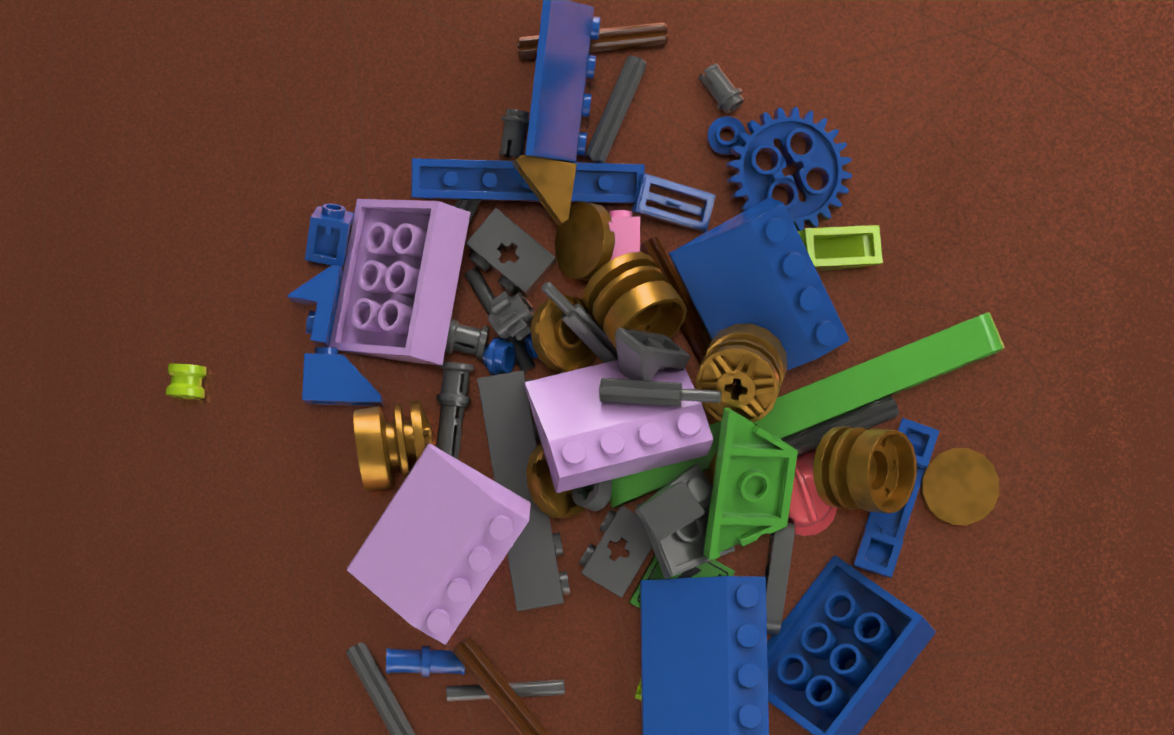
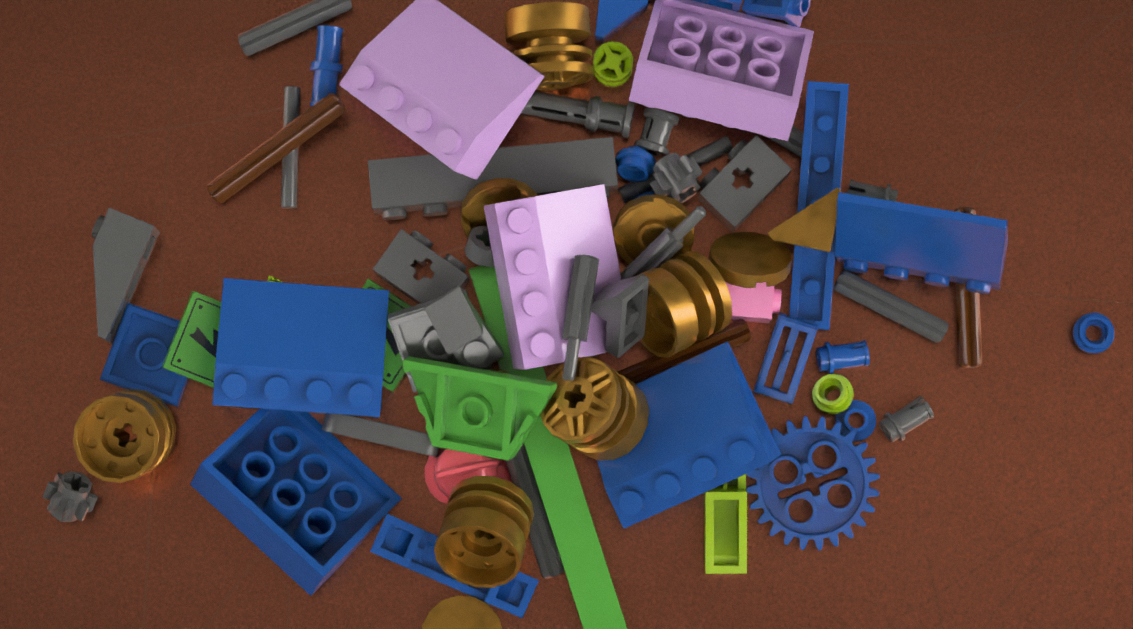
camera: 90 degrees right, 0 degrees up
(400, 380) = (610, 57): none -> lime wheel
(667, 151) = (842, 356): none -> blue pin
(692, 162) = (827, 384): none -> lime plate

